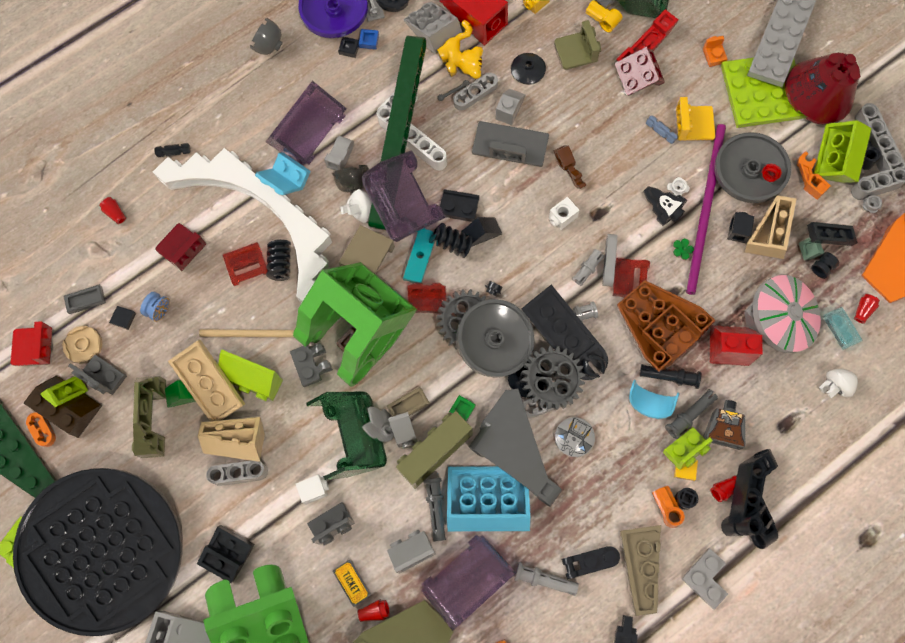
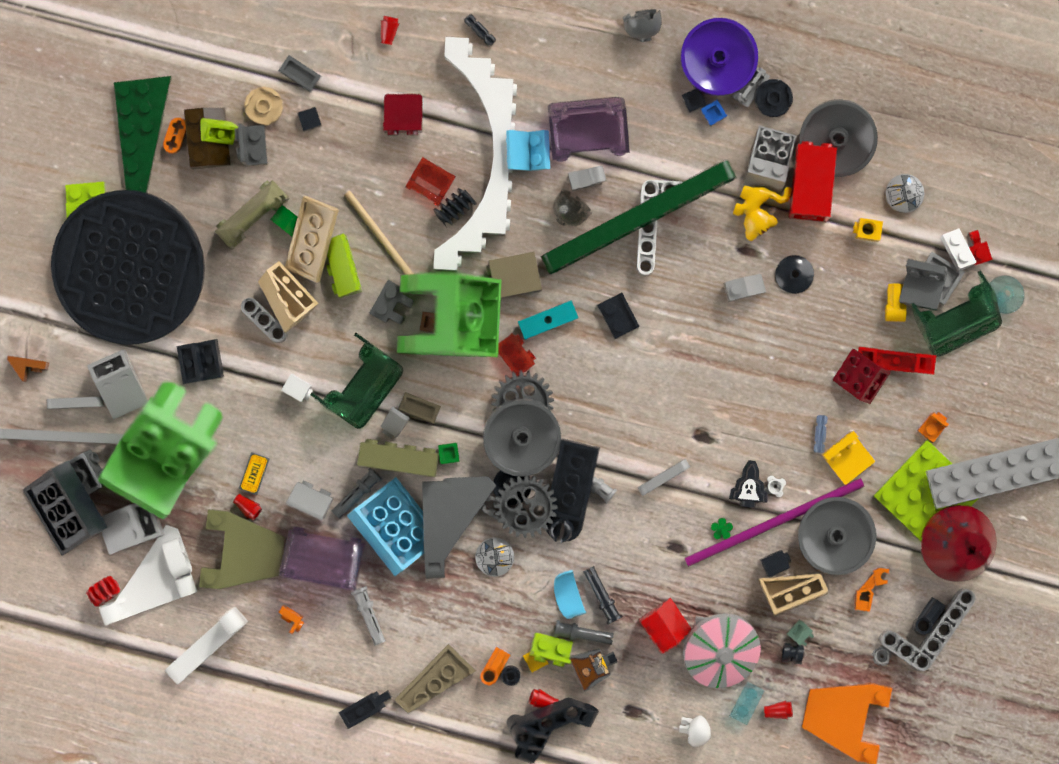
camera: 50 degrees right, 15 degrees up
(31, 345) = (230, 67): red bracket -> none
(154, 305) = (338, 140): medium blue wheel -> none
(330, 523) = (284, 423): dark grey bracket -> none
(358, 206) = (551, 234): white piece -> none
(379, 425) = (386, 400): light grey plate -> none
(400, 197) = (579, 270): clear purple windscreen -> none
(451, 238) = (579, 335): black piece -> none
(465, 83) = (737, 231): dark grey hinge -> none
(479, 84) = (751, 245): light grey beam -> none
(482, 230) = (609, 352): black slope -> none
(493, 288) = (566, 401): black plate -> none
(510, 143) = (708, 315): dark grey bracket -> none
(565, 206) = (684, 409): white brick -> none
(567, 162) = (726, 377): reddish brown piece -> none
(578, 48) = (844, 304): olive bracket -> none
(588, 267) = (644, 464): light grey pin -> none
(591, 561) = (409, 639): black plate -> none
(624, 275) = (659, 499): clear red plate -> none
(663, 323) = (638, 558): dark orange wedge -> none
(701, 580) = (460, 727): light grey plate -> none
(771, 172) = (840, 555): red plate -> none
(832, 234) = (822, 641): black plate -> none
(842, 151) = (907, 600): lime slope -> none

